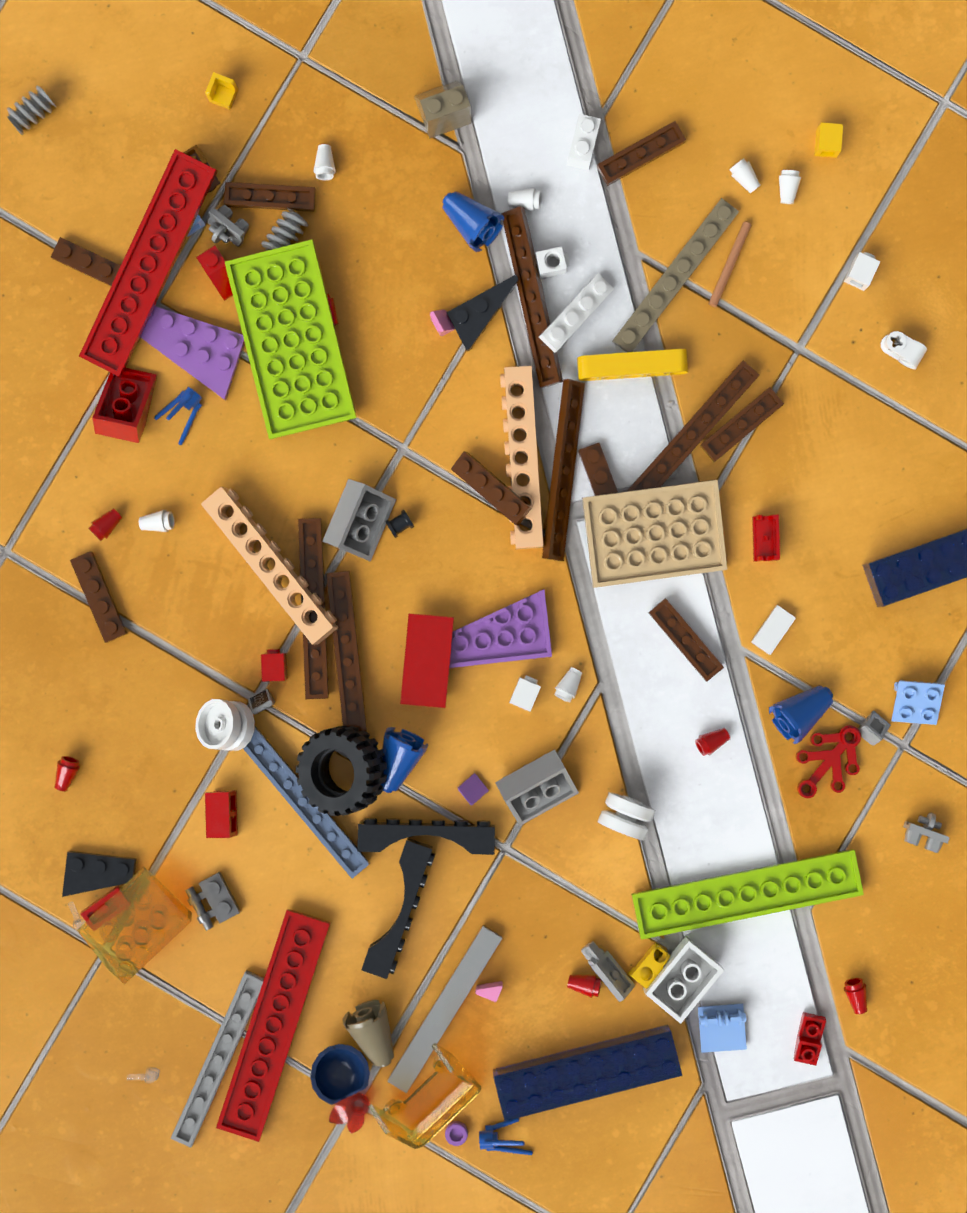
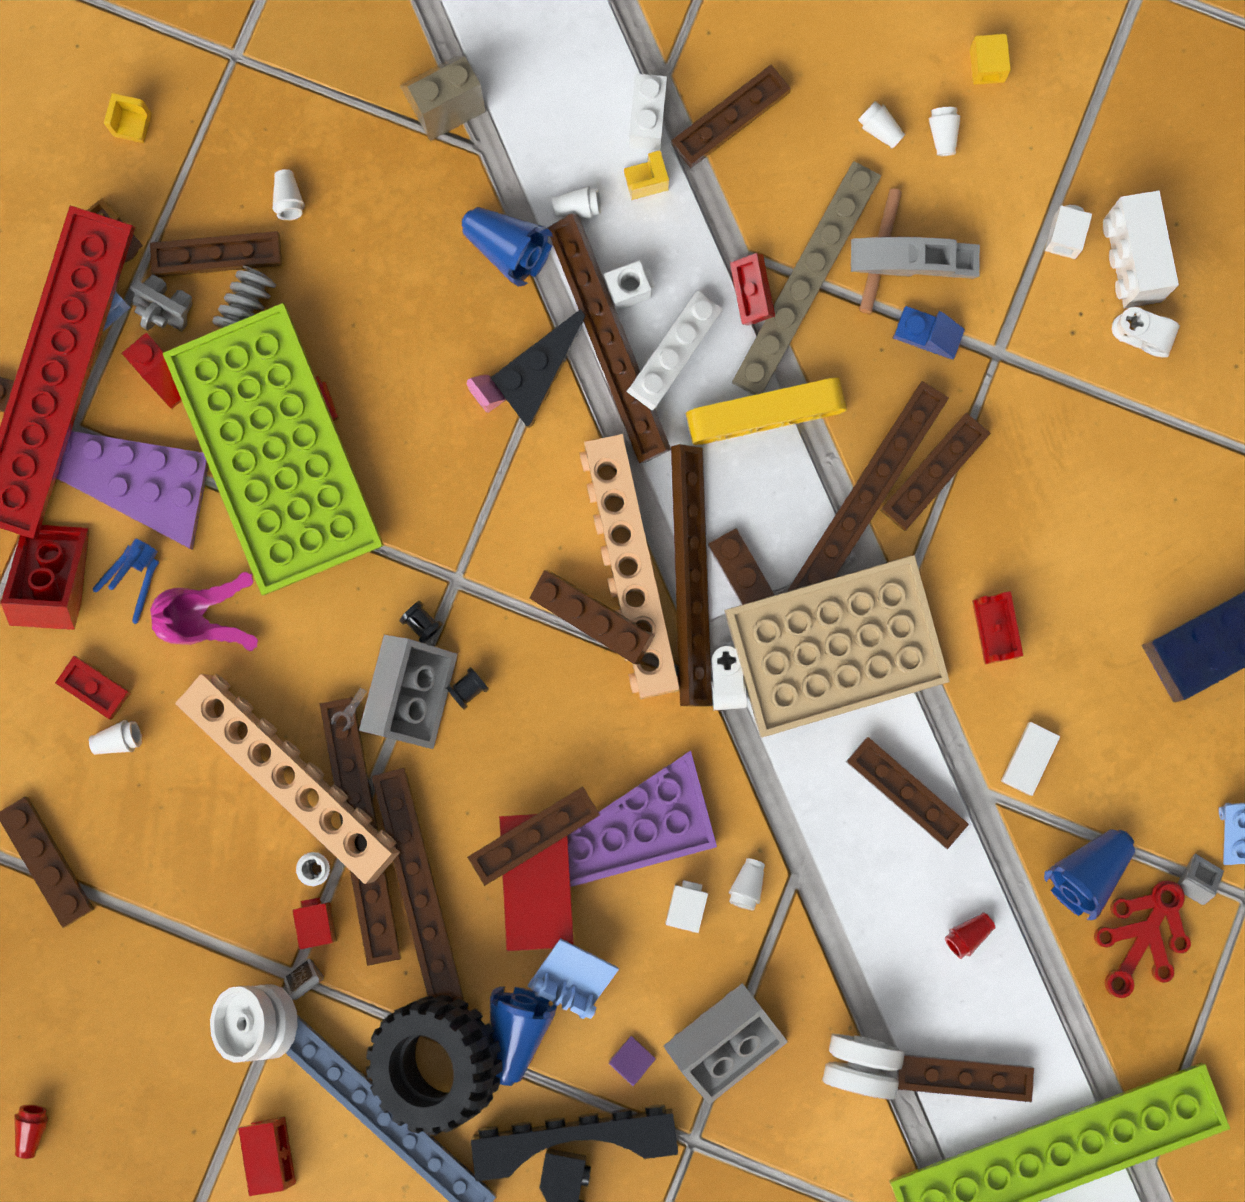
camera: 10 degrees left, 5 degrees down
(104, 525) = (41, 754): red cone -> none
(145, 484) = (92, 687): none -> red plate
(211, 444) = (179, 613): none -> dark pink hair
(273, 626) = (305, 872): none -> white cone
(318, 526) = (350, 710): none -> clear hand
(374, 474) = (421, 622): none -> black bush
(430, 630) = (533, 836): none -> reddish brown plate
(441, 728) = (572, 978): none -> light blue hinge
(576, 188) = (647, 177): none -> yellow panel
(576, 549) = (727, 685): none -> white piece
(636, 278) = (752, 289): none -> plate
(693, 834) = (966, 1078): none -> reddish brown plate
(752, 272) = (915, 256): none -> light grey slope
(755, 327) = (931, 333): none -> blue slope
(909, 291) = (1140, 249): none -> white brick

